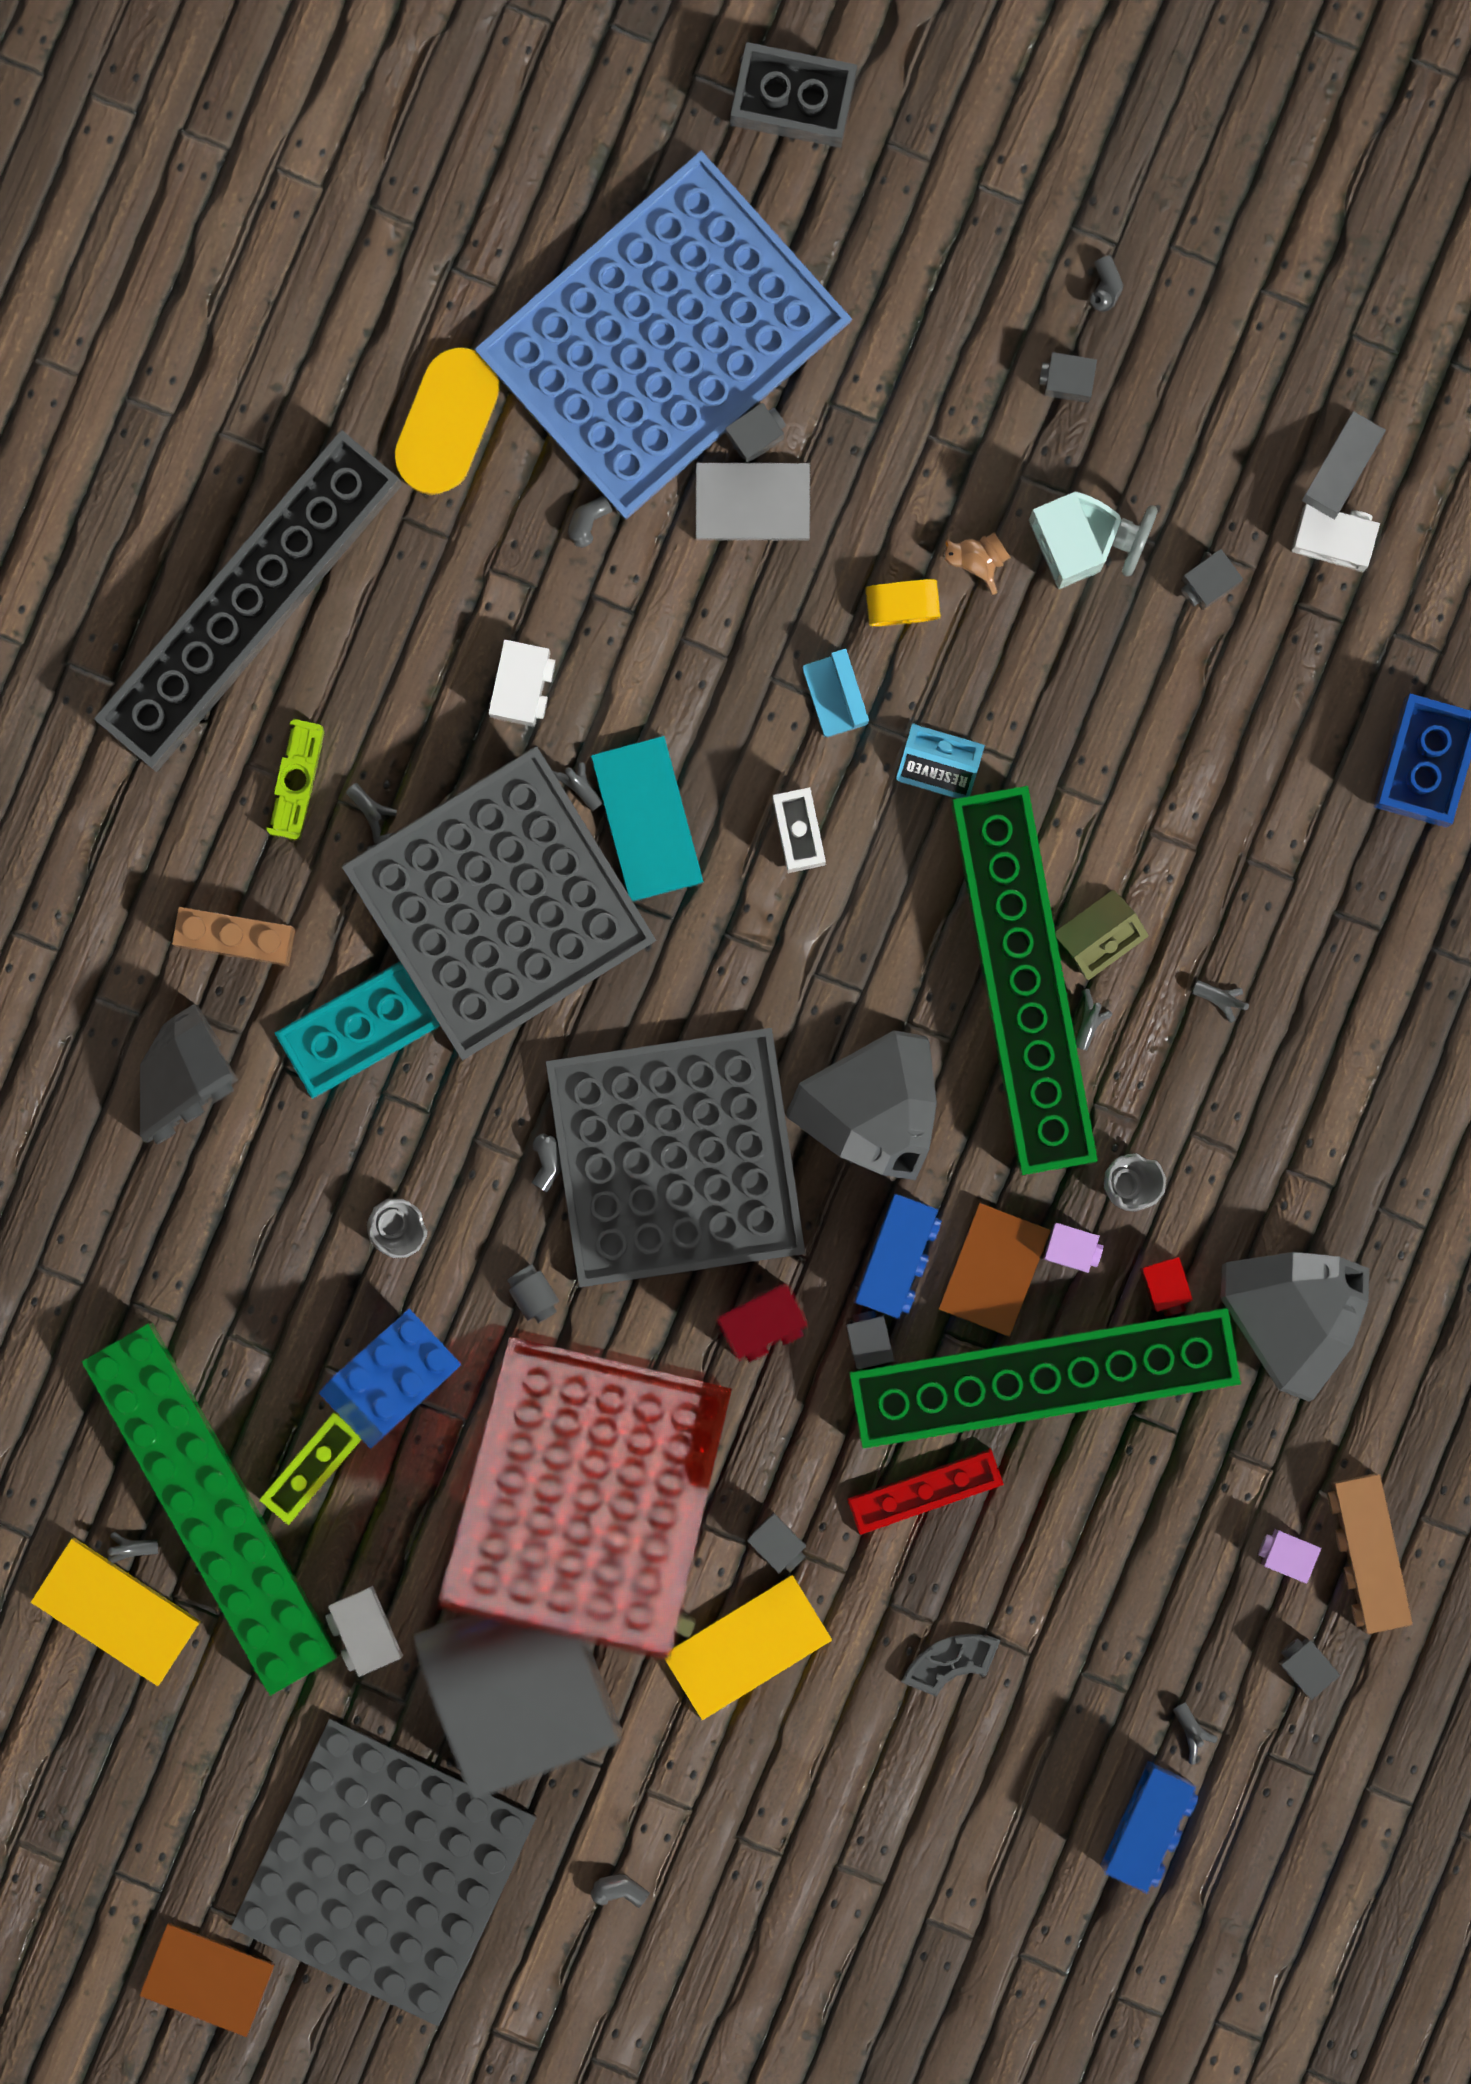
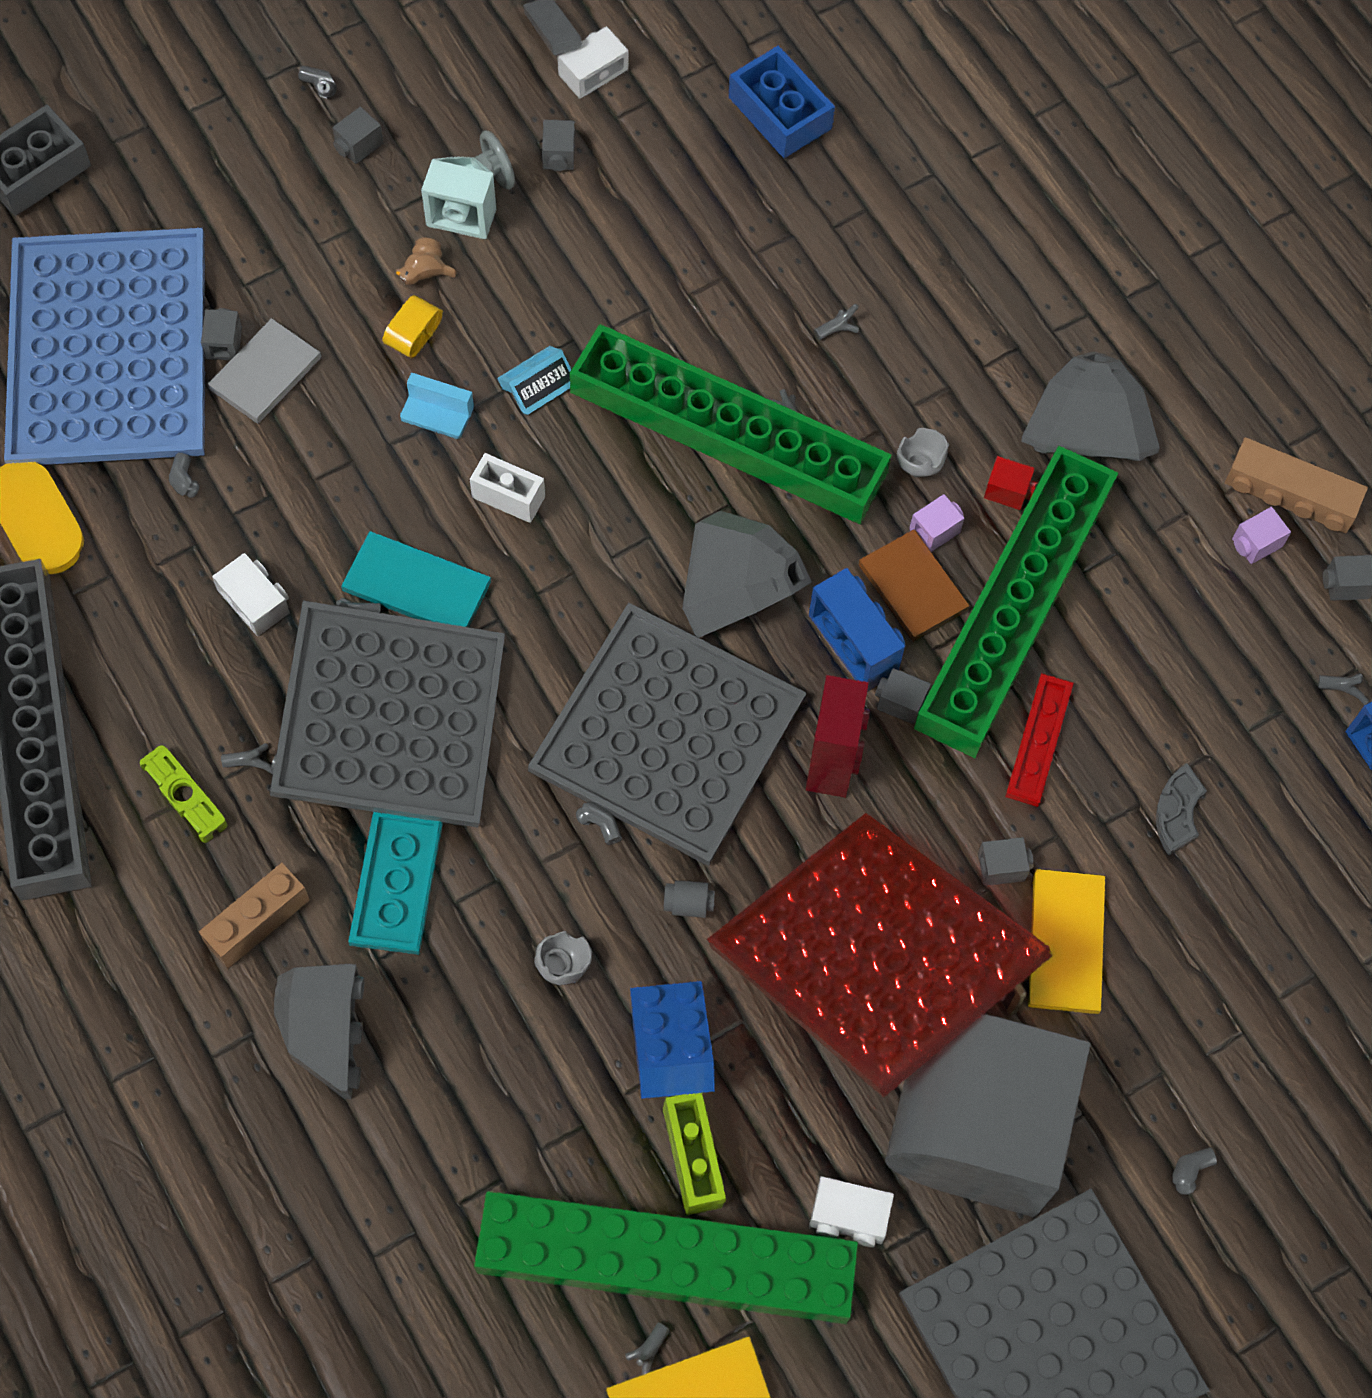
camera: 55 degrees left, 20 degrees down
(1101, 934) = (737, 358): olive panel -> none

